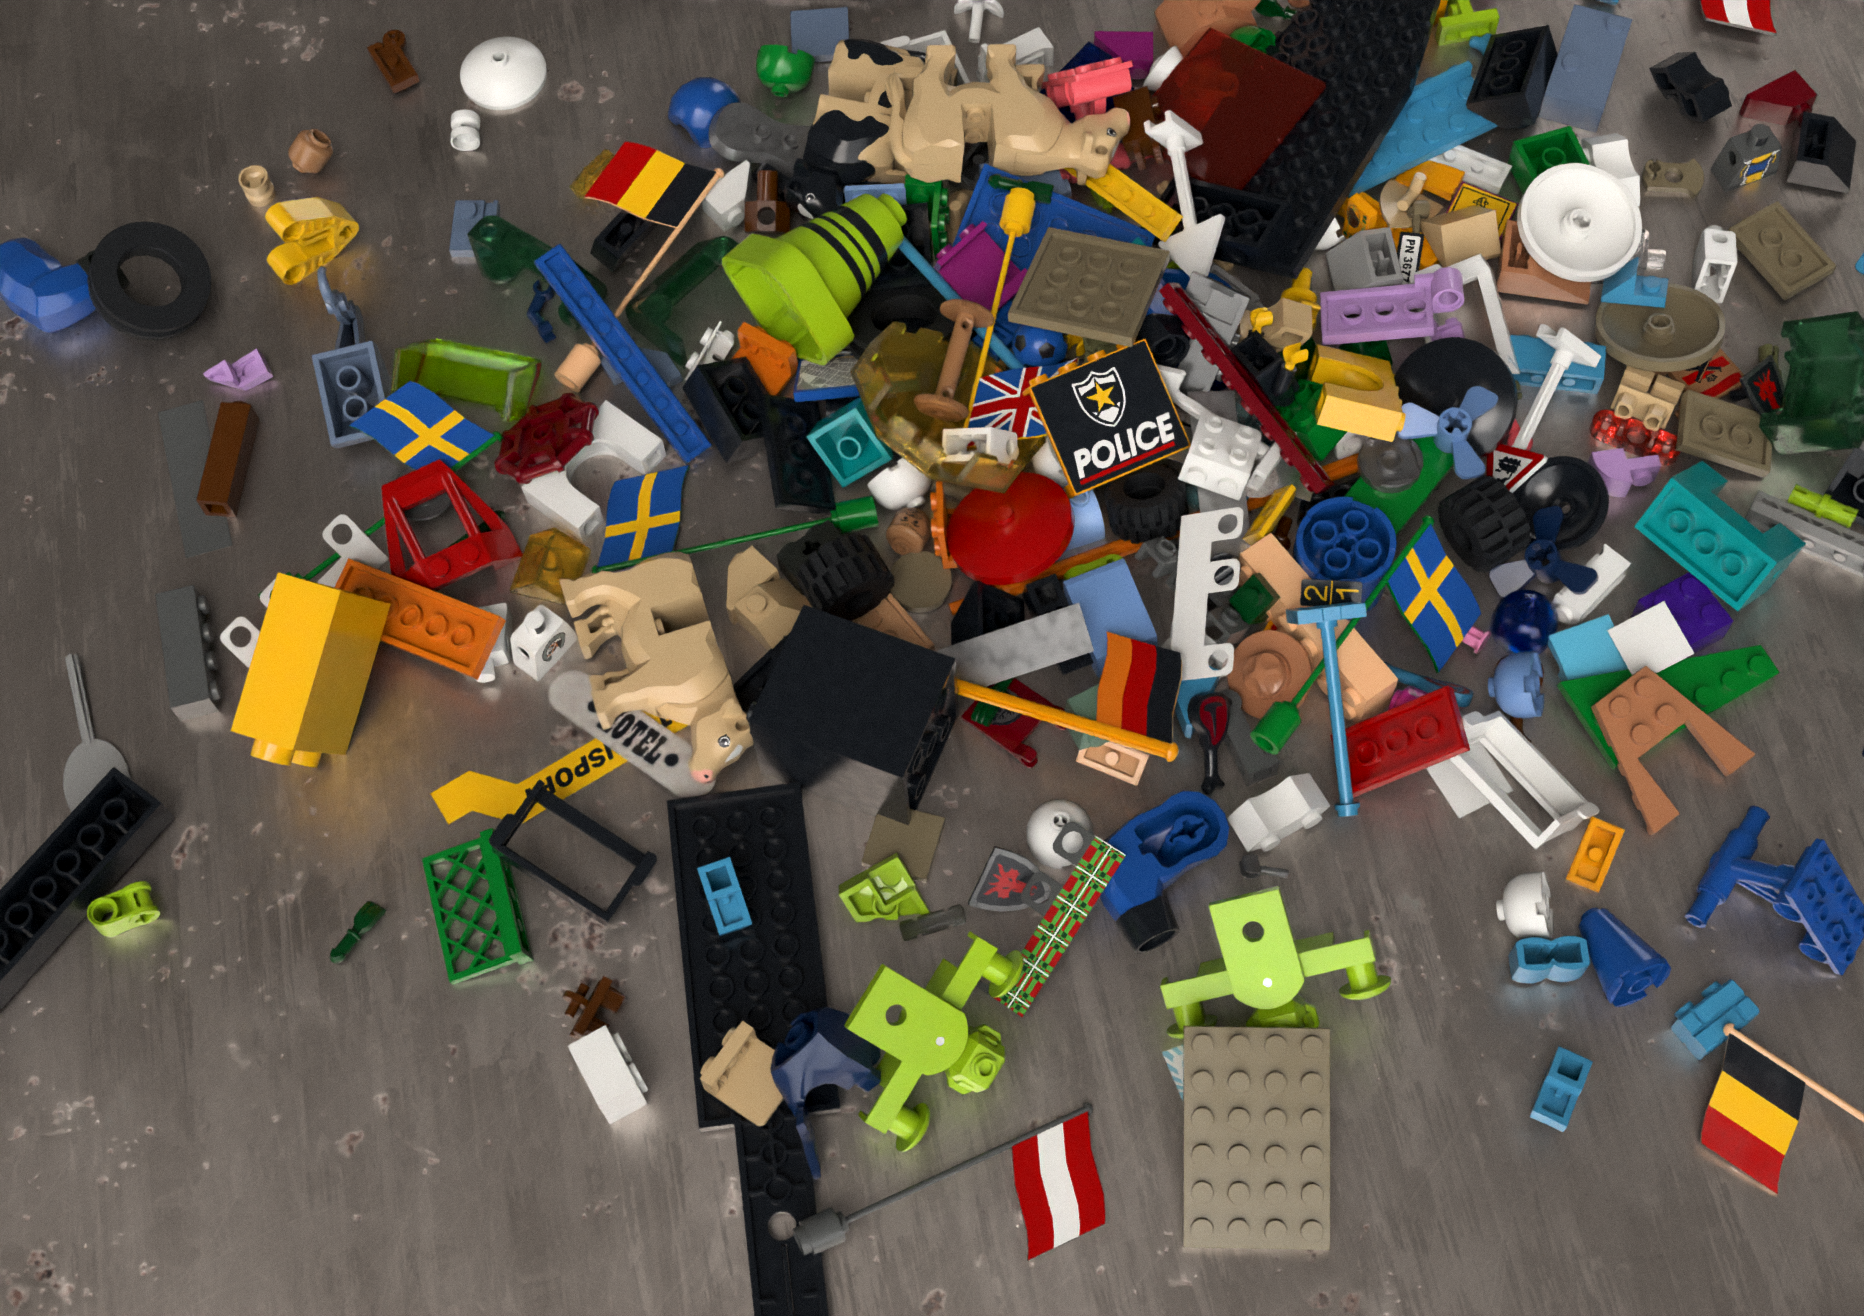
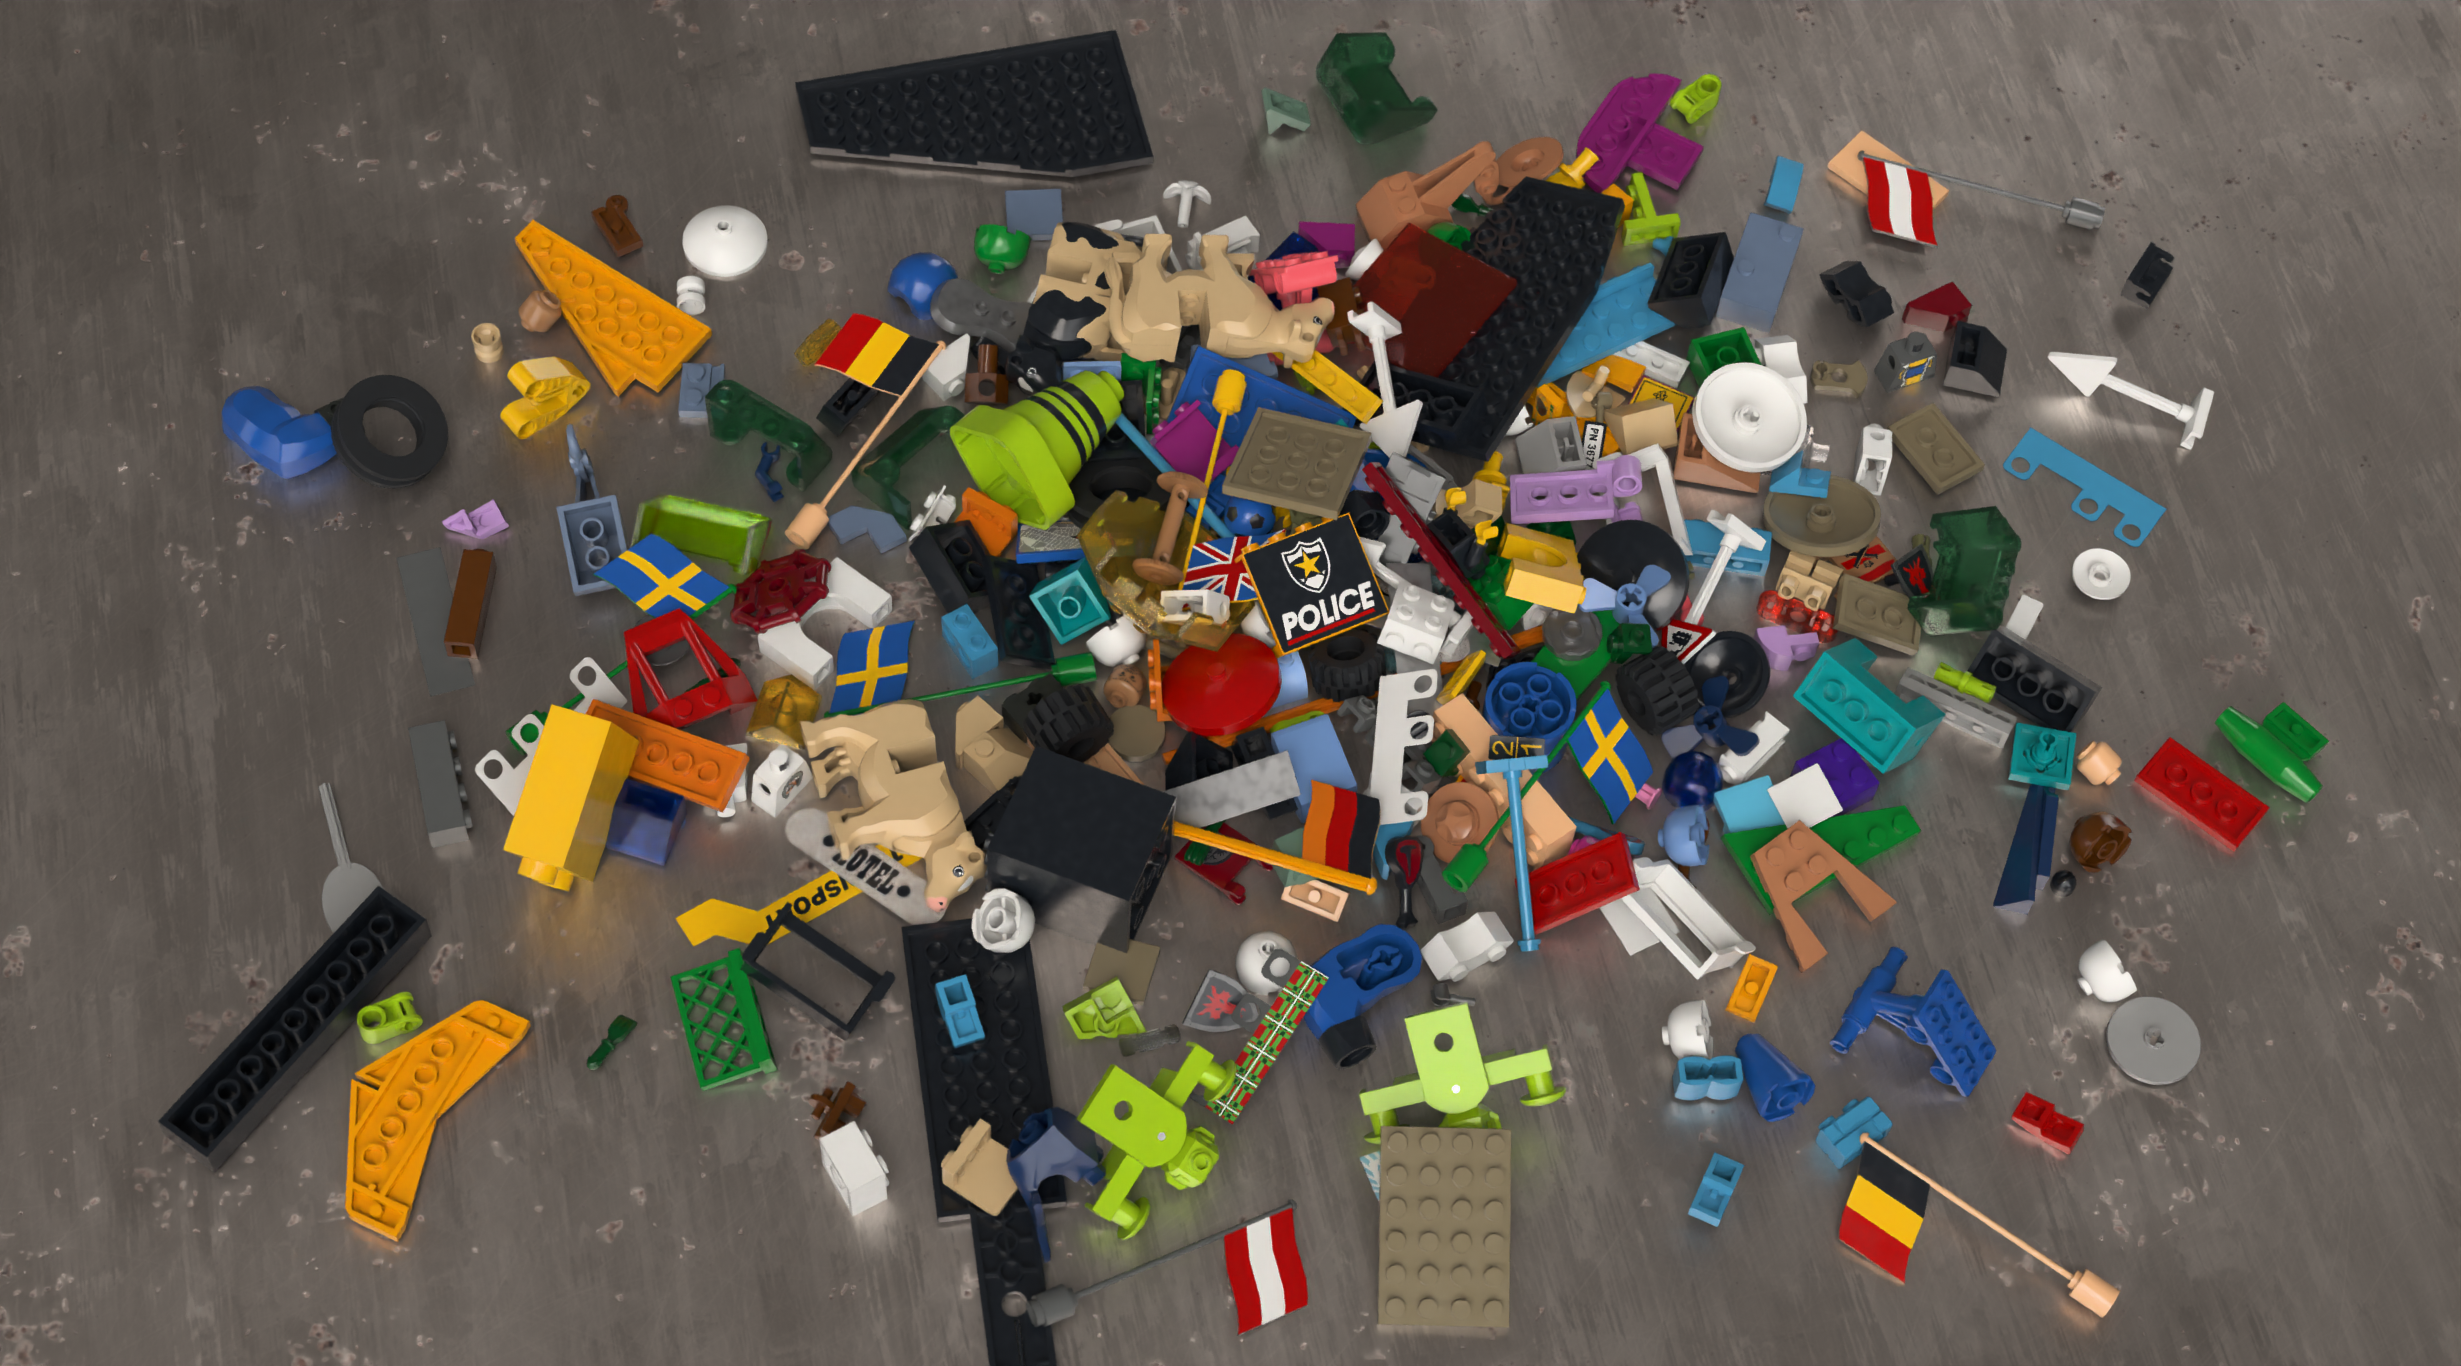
camera: 10 degrees left, 5 degrees down
(127, 1026) = (416, 1086): none -> light orange wing
(388, 157) = (614, 318): none -> light orange wing
(399, 690) = (645, 822): none -> clear blue slope
(622, 353) = (854, 514): blue tile -> none
(745, 486) = (969, 641): none -> dark azure brick
(773, 795) = (1003, 921): none -> white cylinder
(1042, 191) = (1251, 373): dark green piece -> none
(1453, 470) = (1629, 640): none -> dark green bracket

